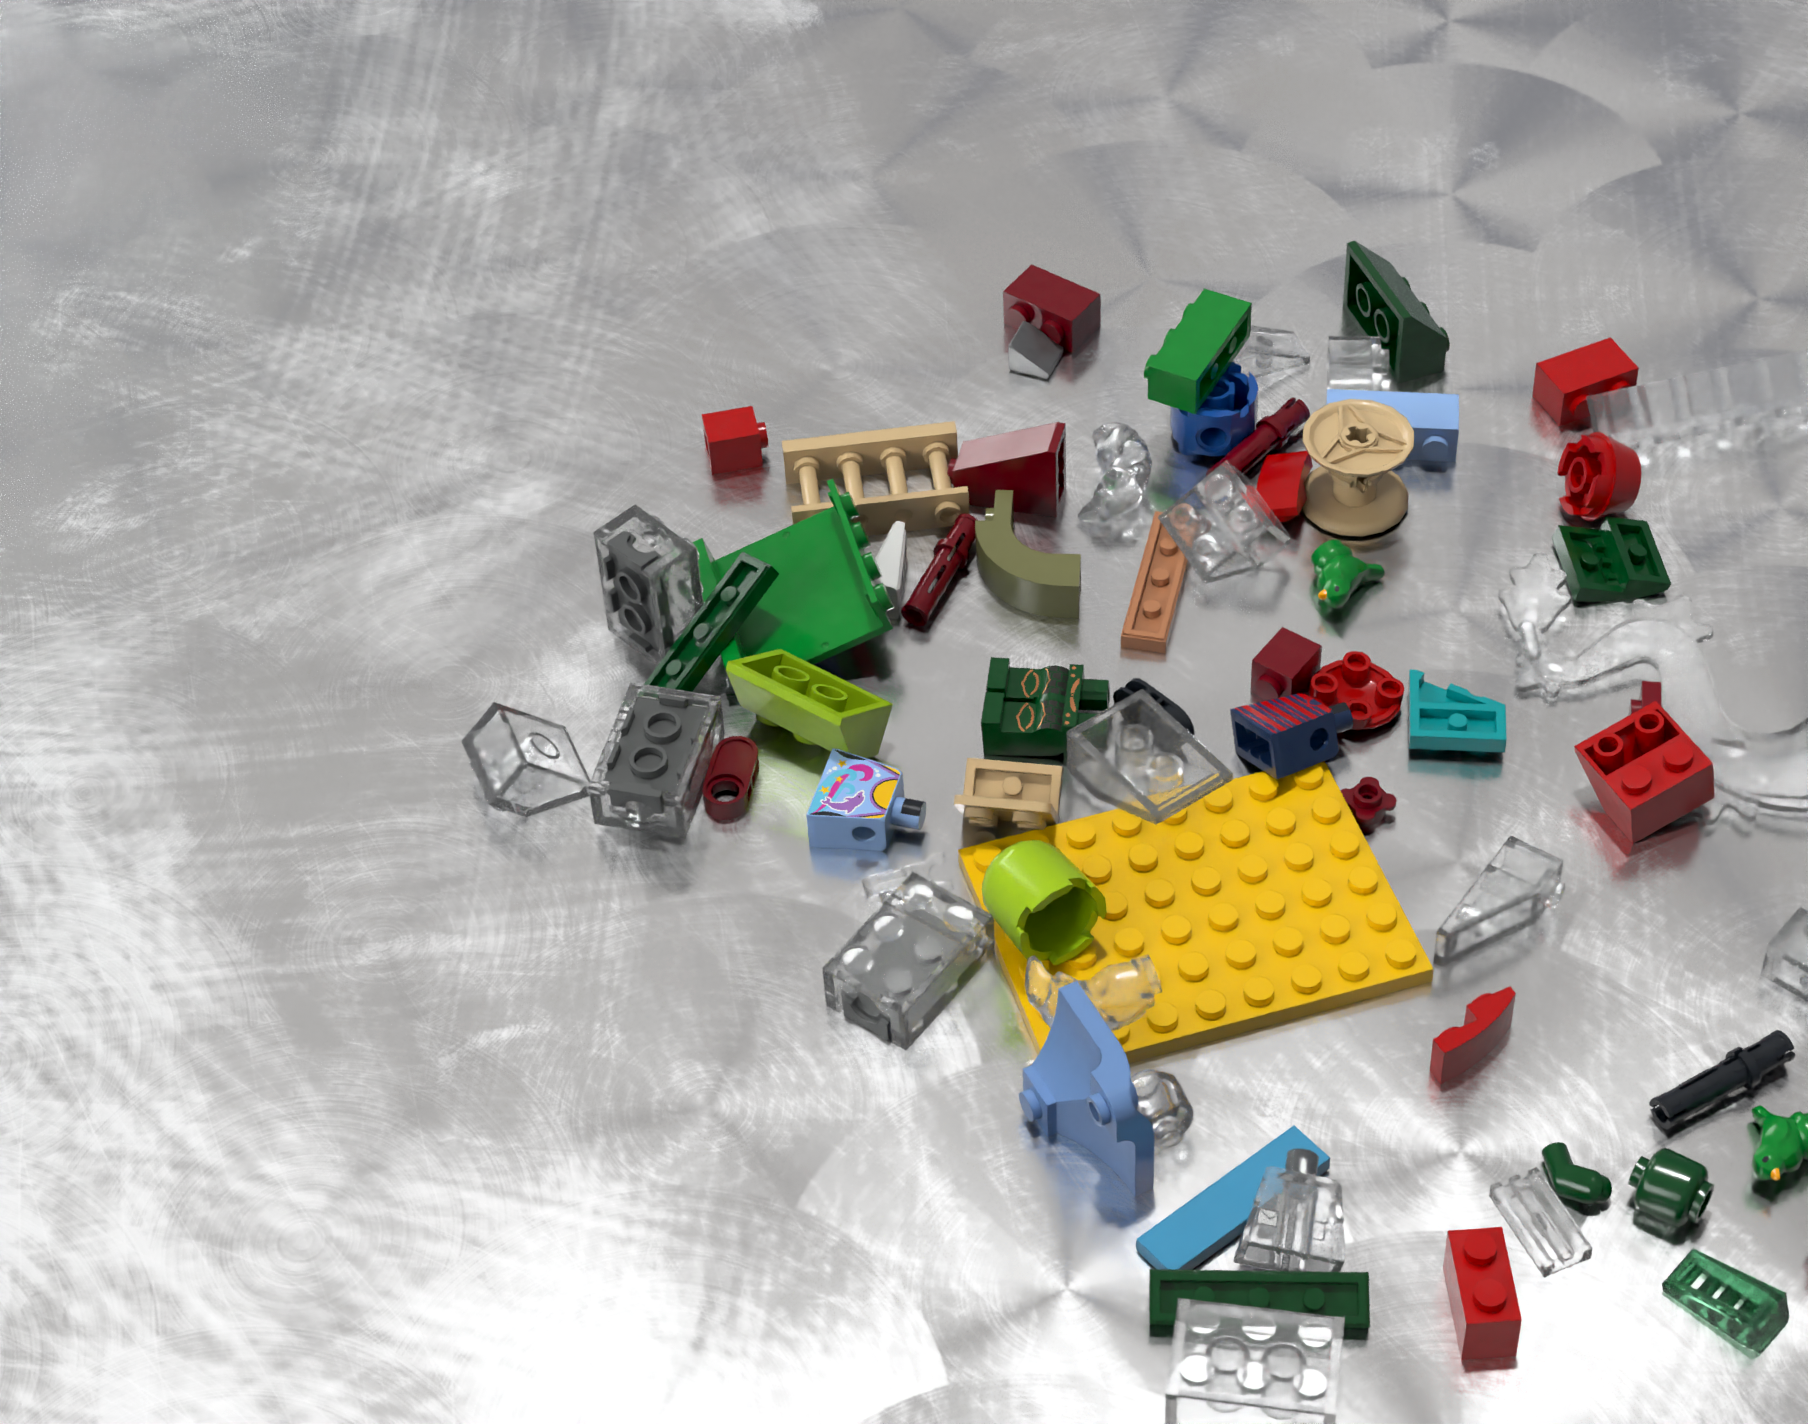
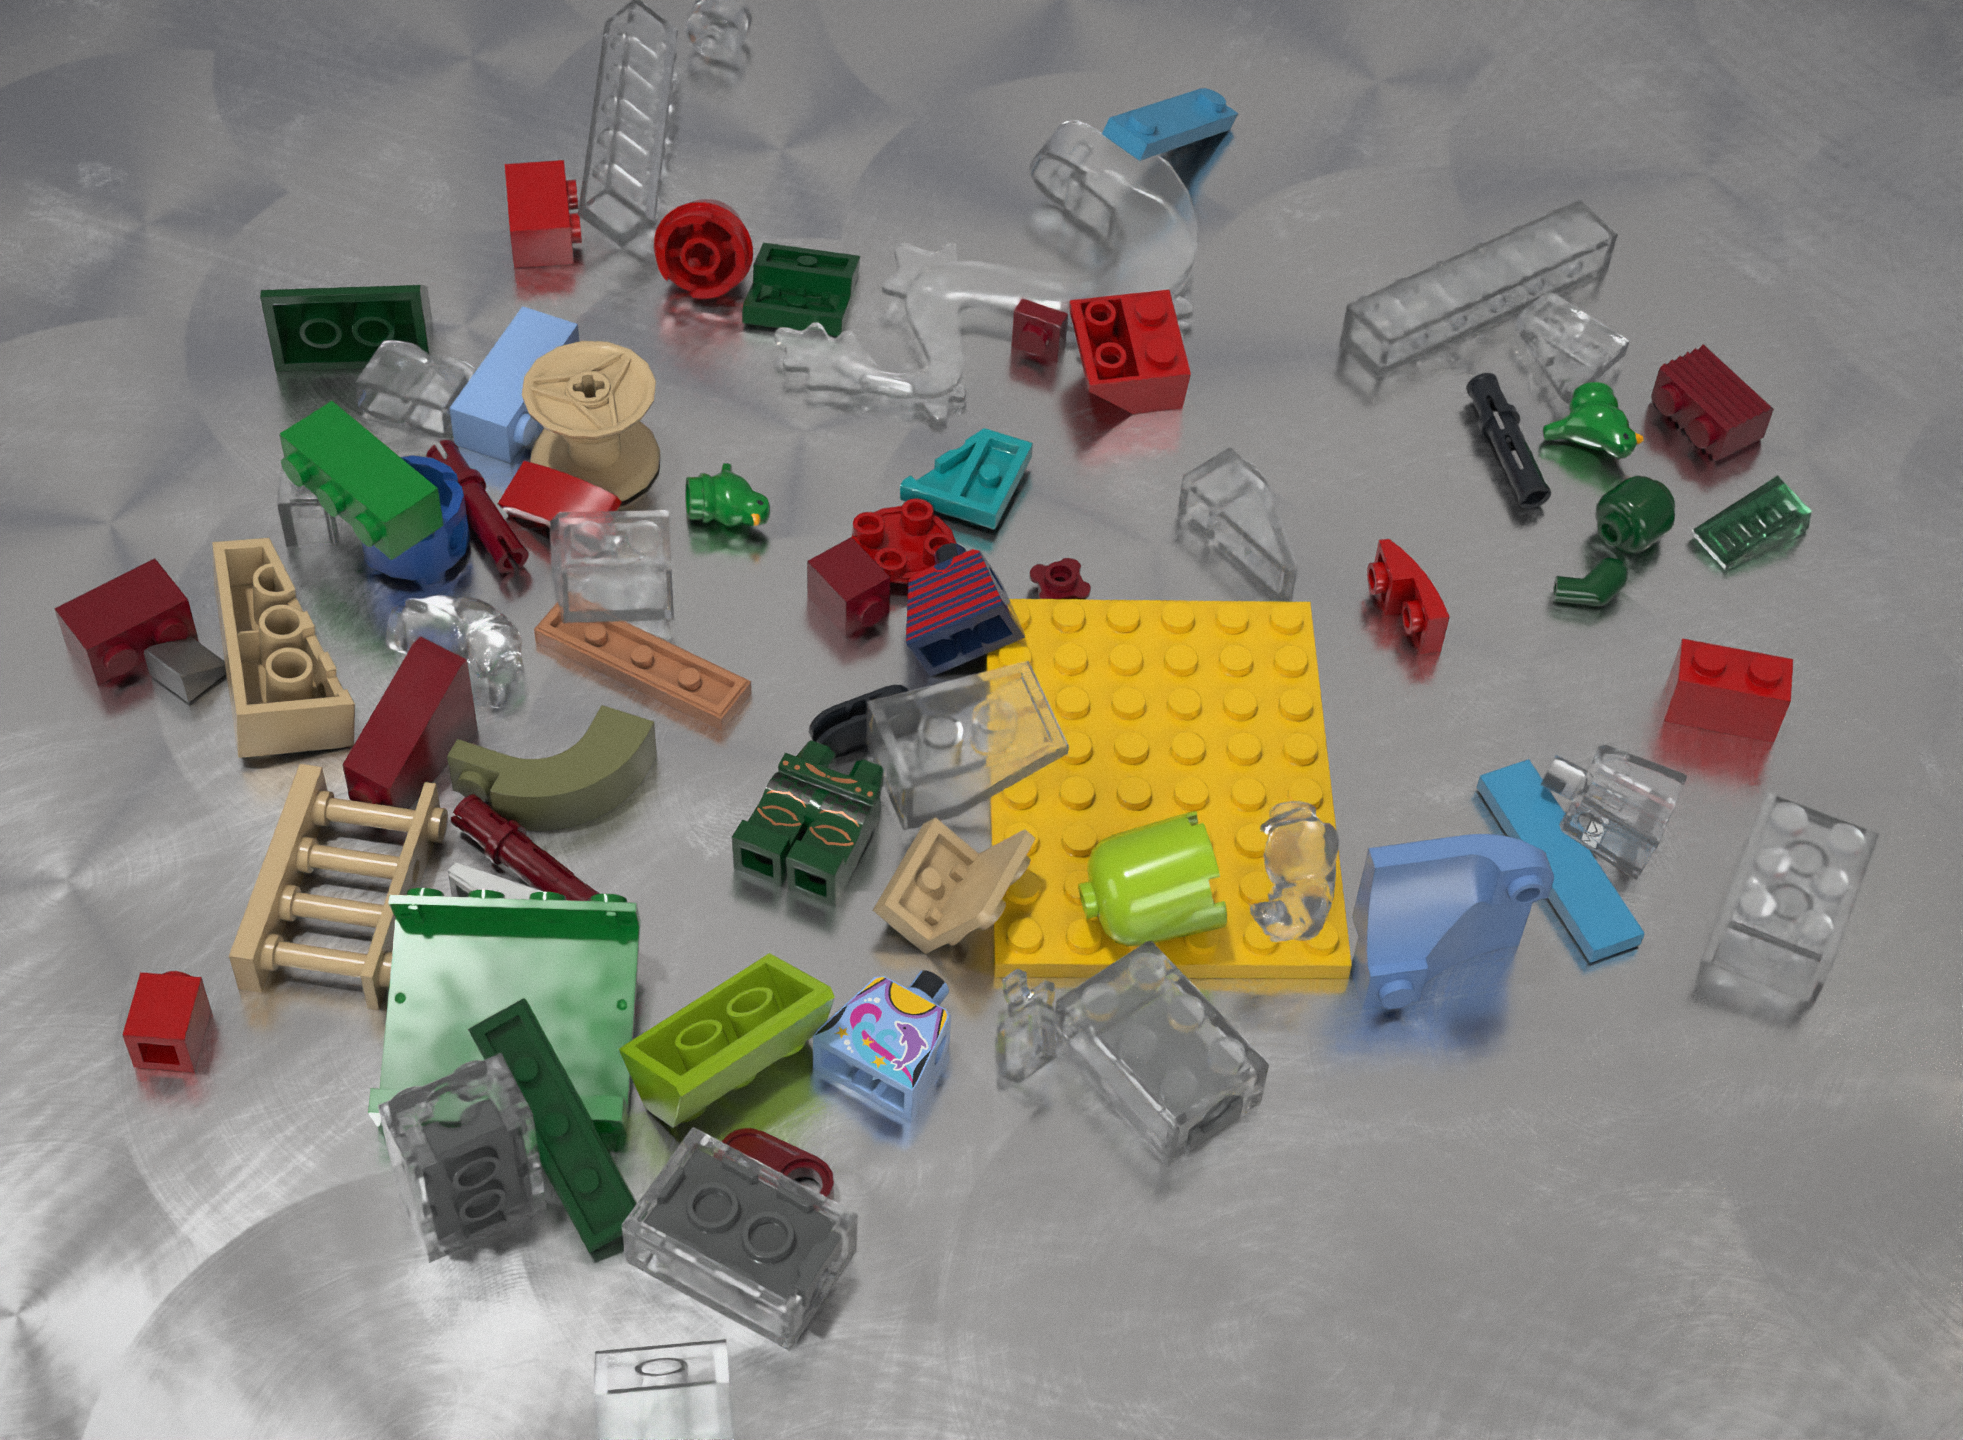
camera: 80 degrees left, 5 degrees up
(1052, 375) = (275, 668): none -> tan wedge
(1294, 1291) = (1689, 875): dark green tile -> none
(1554, 1208) = (1633, 620): clear tile -> none

